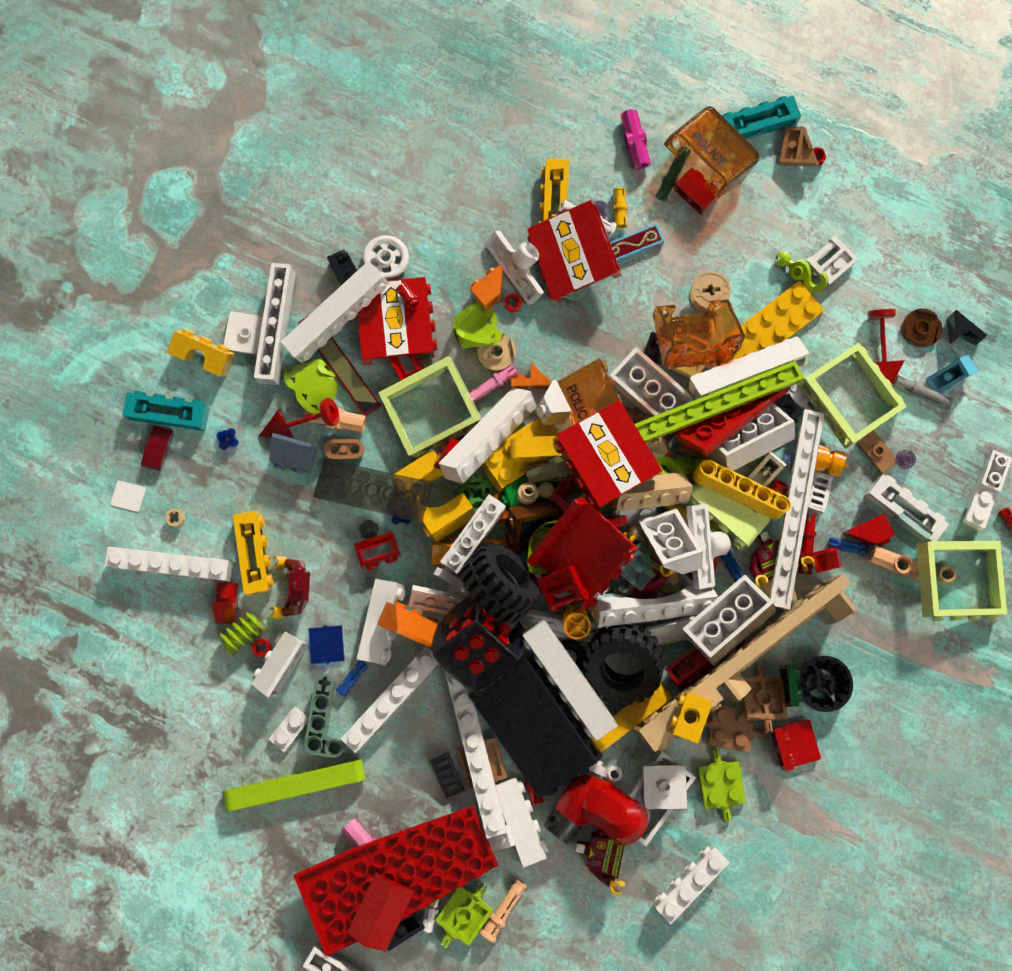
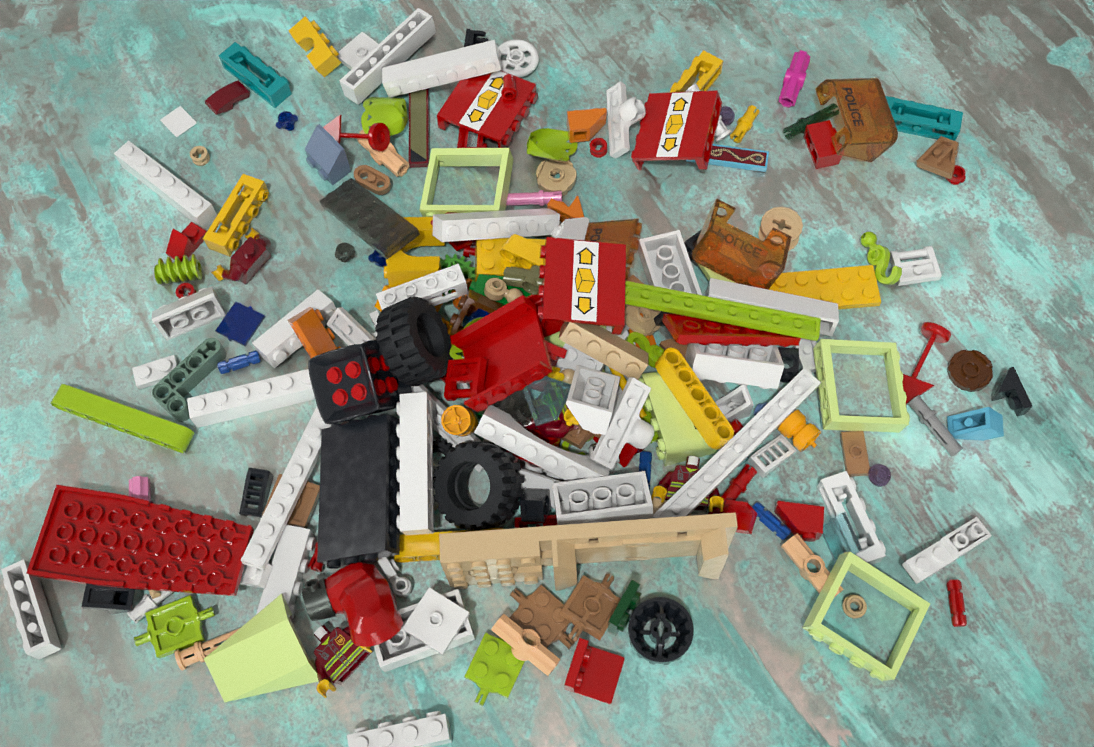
camera: 35 degrees right, 15 degrees down
(377, 550) = (339, 271): red window -> none
(380, 913) = (100, 565): red slope -> none
(548, 893) = (261, 656): none -> yellowish green wedge
(676, 650) = (535, 505): none -> black brick
(700, 708) = (488, 561): yellow brick -> none
(736, 758) = (525, 644): none -> light nougat piece

